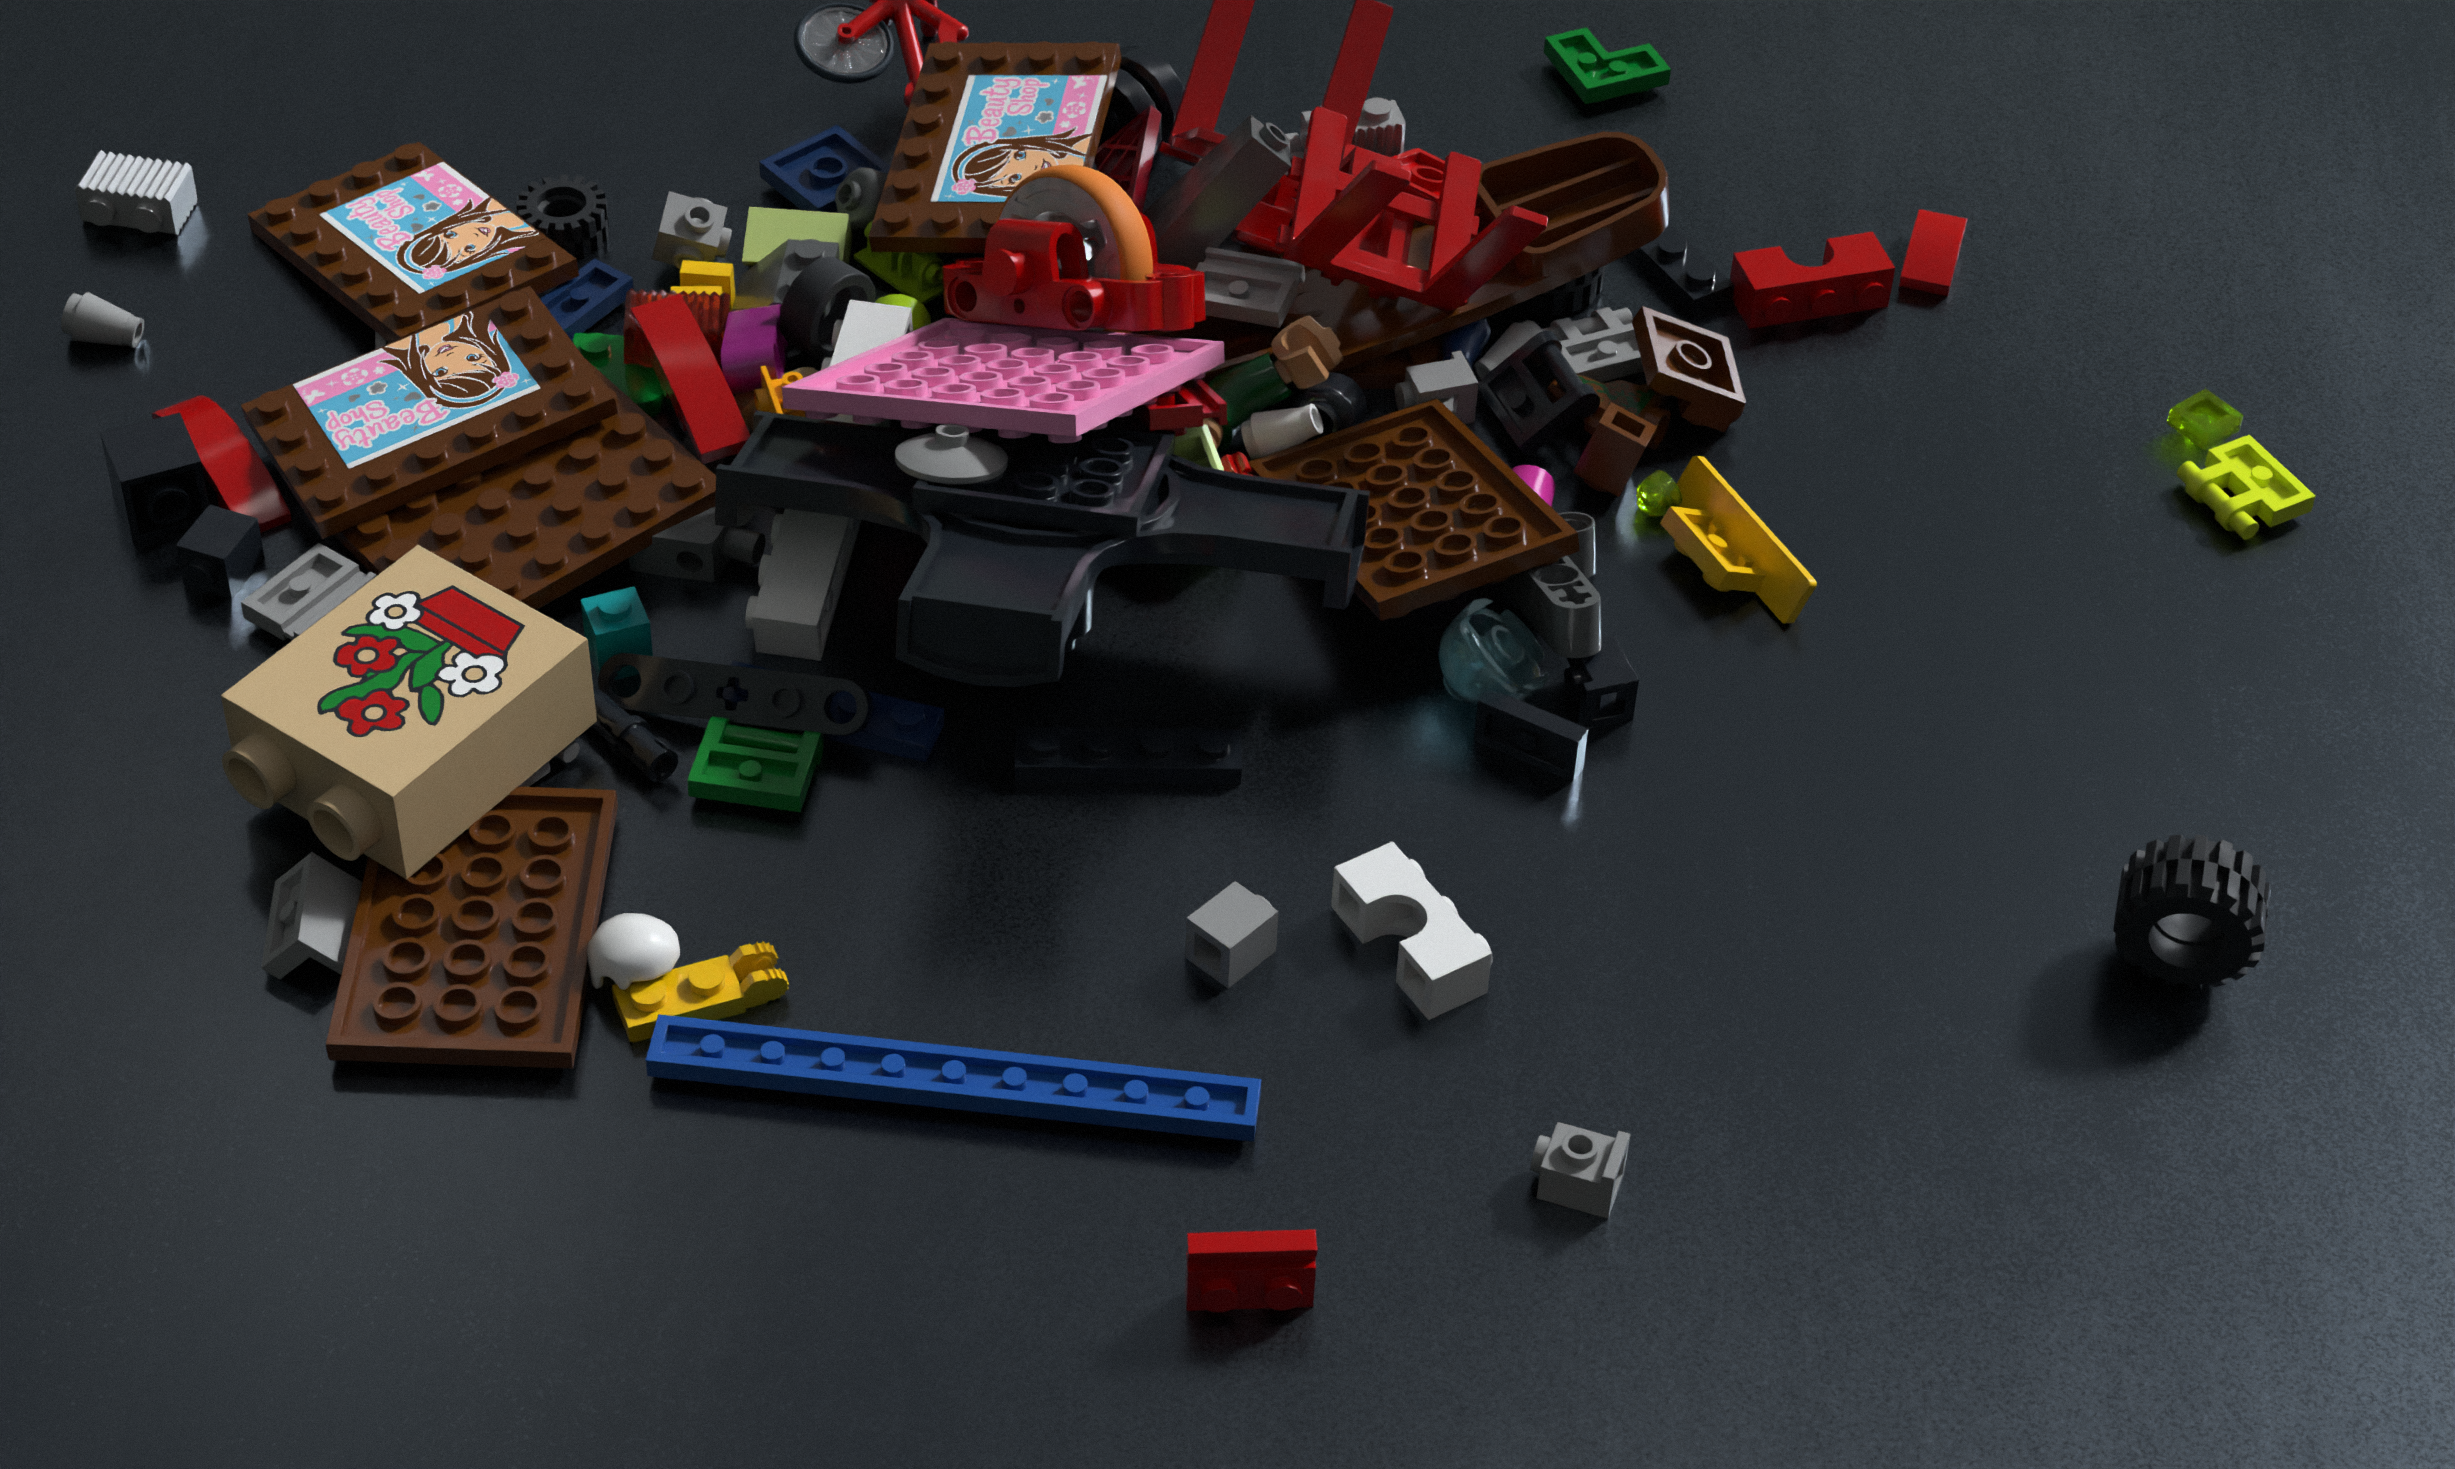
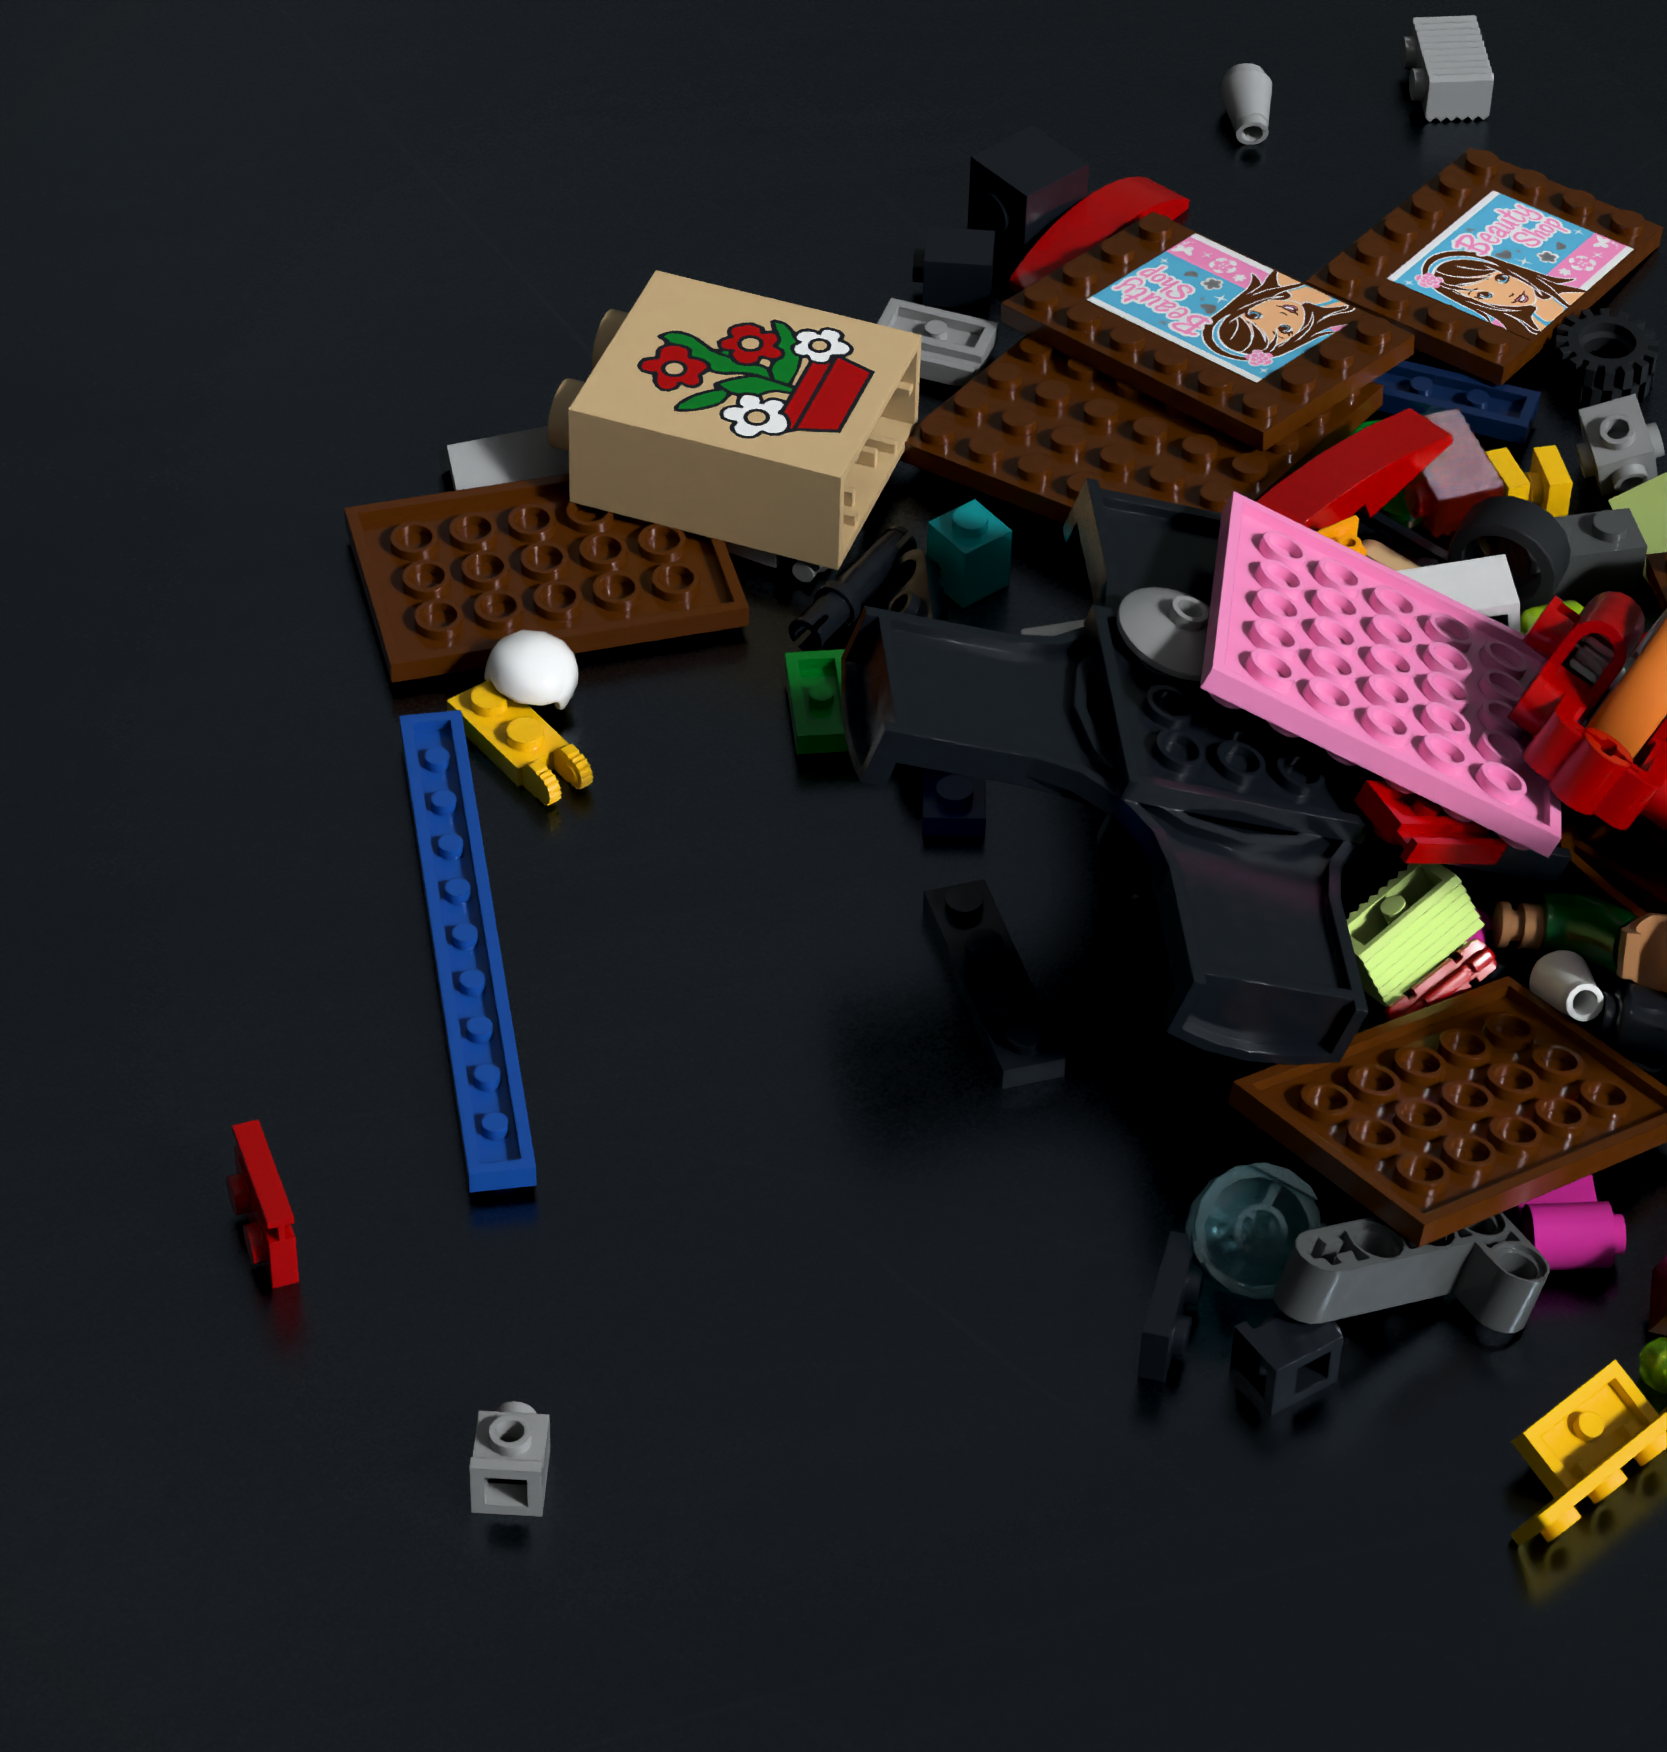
camera: 75 degrees right, 0 degrees up
(753, 341) = (1413, 522): magenta beam -> none
(1231, 934) = (742, 1108): light grey brick -> none
(1442, 957) = (777, 1288): white arch -> none

